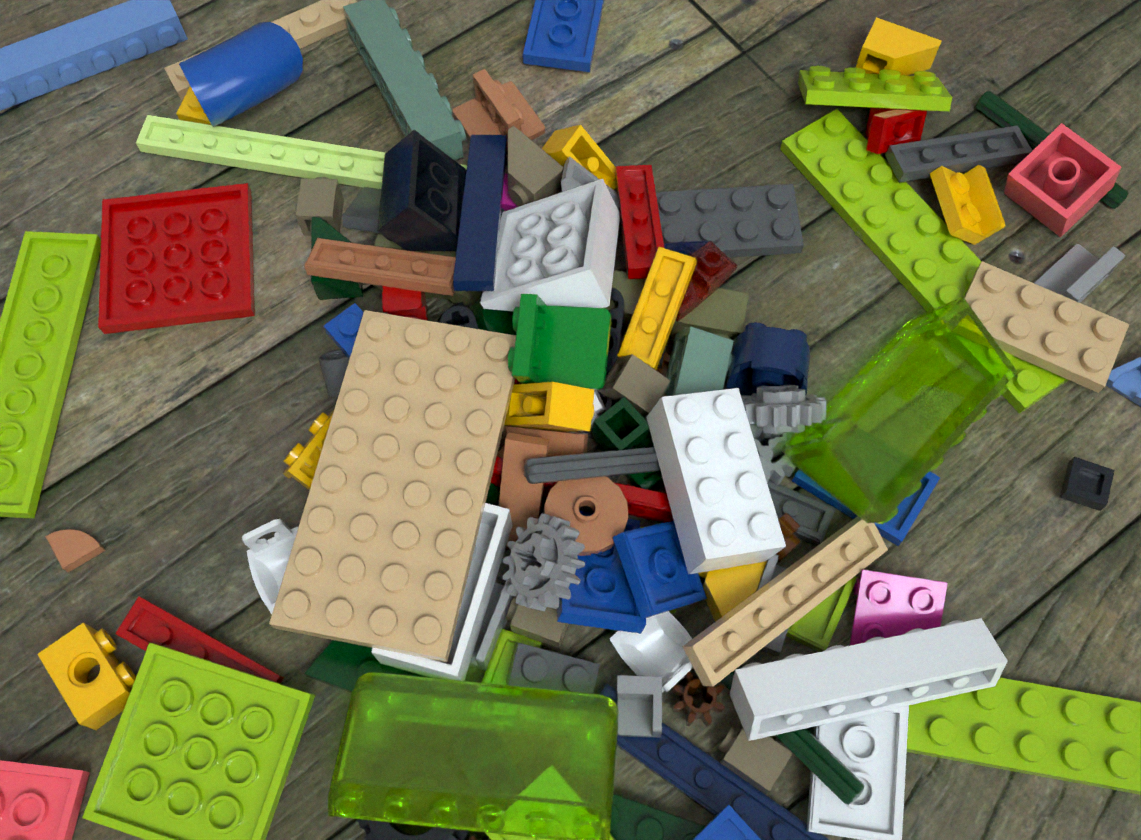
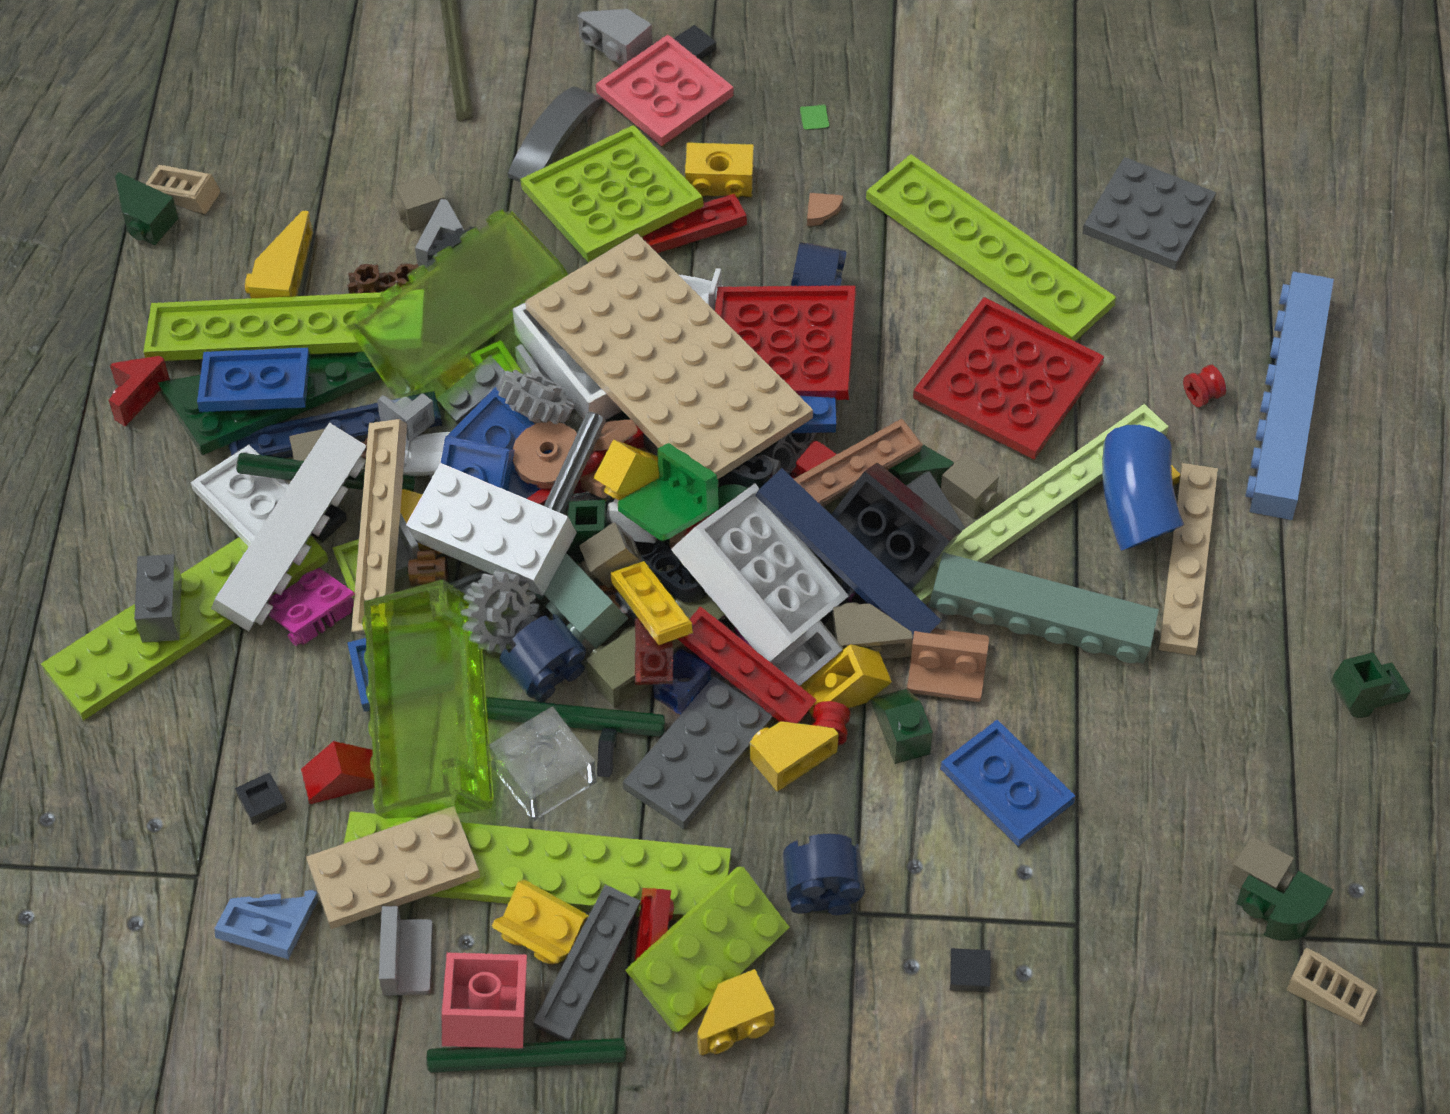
camera: 130 degrees right, 10 degrees down
(82, 119) = (1204, 386): none -> red wheel
(182, 464) = (818, 265): none -> dark blue brick
(273, 414) = (797, 332): none -> red plate
(580, 101) = (903, 725): none -> dark green slope
(624, 149) = (834, 716): none -> red wheel
(673, 156) = (791, 750): none -> yellow slope
(753, 57) = (823, 874): none -> dark blue brick
(778, 317) = (578, 716): none -> dark green axle
(789, 276) = (606, 747): none -> black tile
(850, 302) = (542, 763): none -> clear brick
(1004, 445) = (338, 772): none -> red slope
(1047, 731) = (158, 598): none -> dark grey brick

